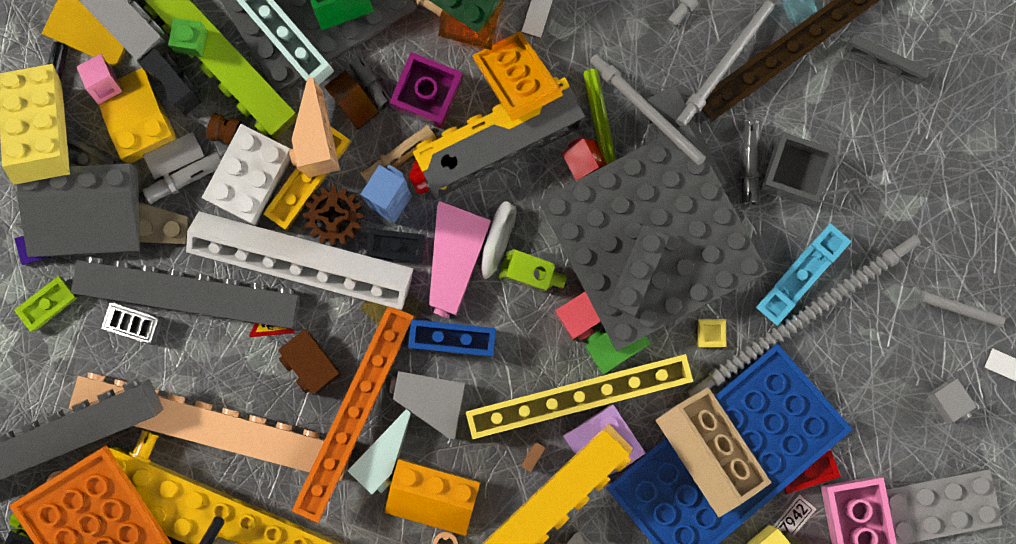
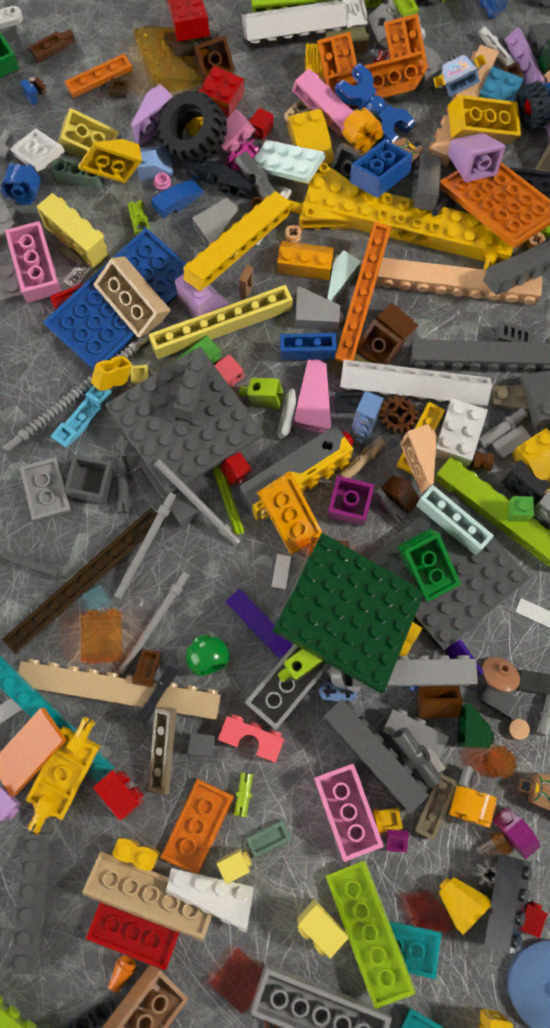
camera: 165 degrees right, 10 degrees down
(342, 329) = (380, 344): none -> reddish brown slope
(754, 328) = (111, 373): none -> yellow brick
(862, 169) = (45, 489): none -> light grey plate

